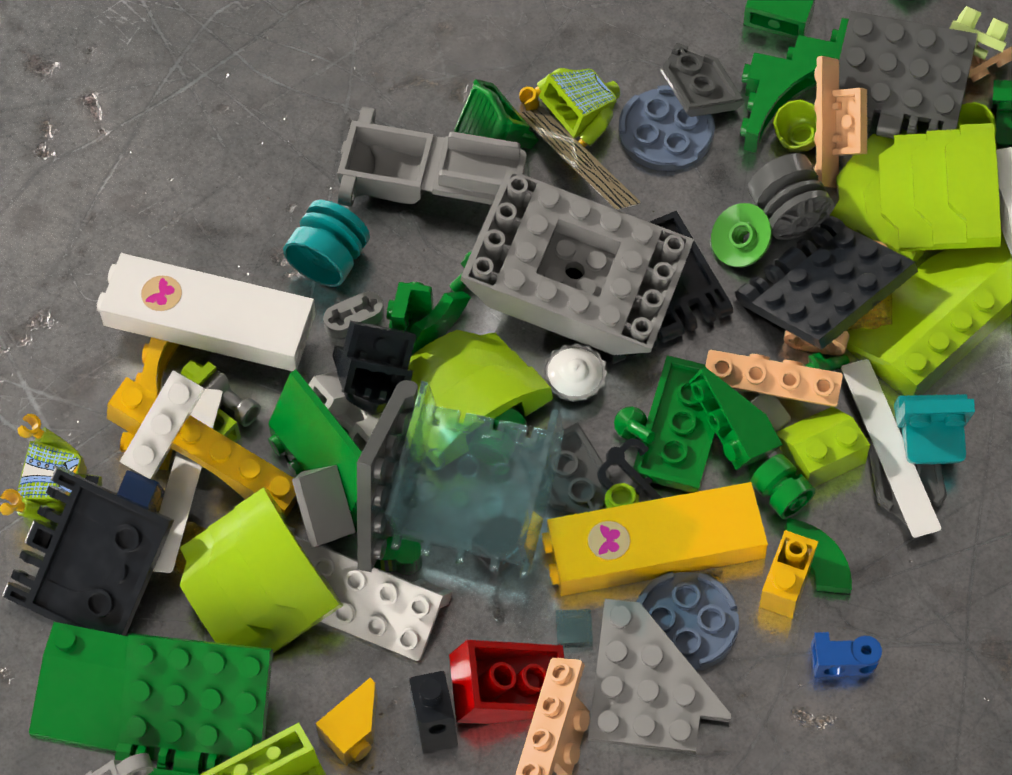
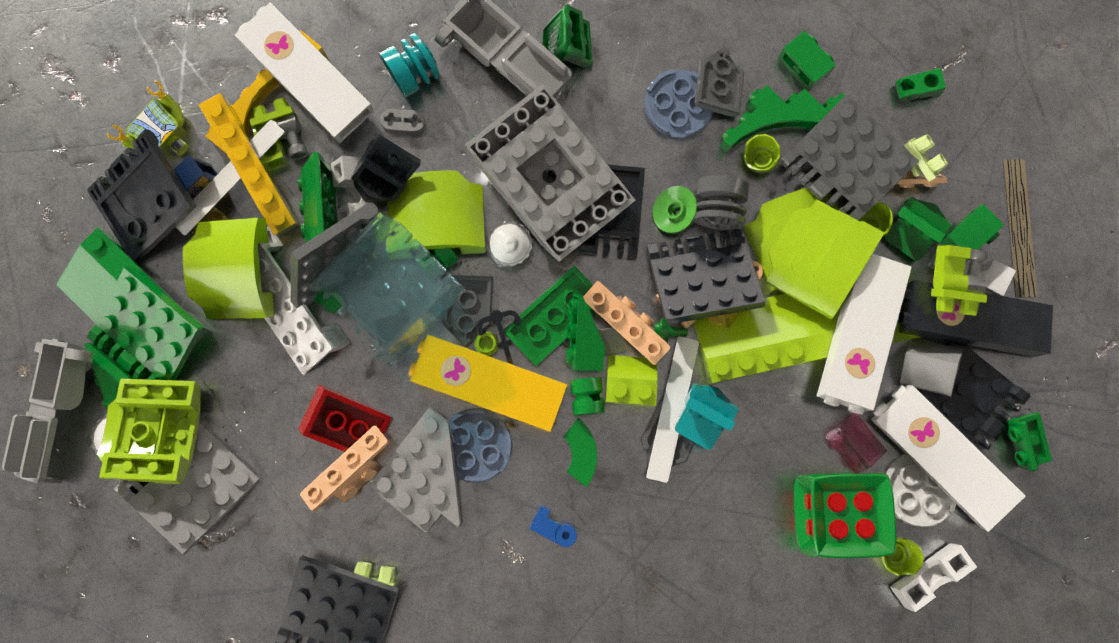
camera: 30 degrees right, 20 degrees up
(162, 425) = (221, 137): white arch -> none
(323, 505) = (285, 239): light grey slope -> none
(351, 724) = (236, 394): yellow slope -> none
(411, 305) = (427, 141): green bracket -> none
(433, 707) = (286, 413): black torso -> none
(440, 319) = (445, 159): green tile -> none
(574, 628) = (406, 409): clear light blue tile -> none
(577, 100) = (631, 55): lime torso -> none
(580, 159) = (604, 98): dark tan sticker -> none
(631, 423) = (522, 298): green plate -> none
(788, 574) = (552, 456): yellow slope -> none
(840, 121) = (787, 168): light nougat bracket -> none

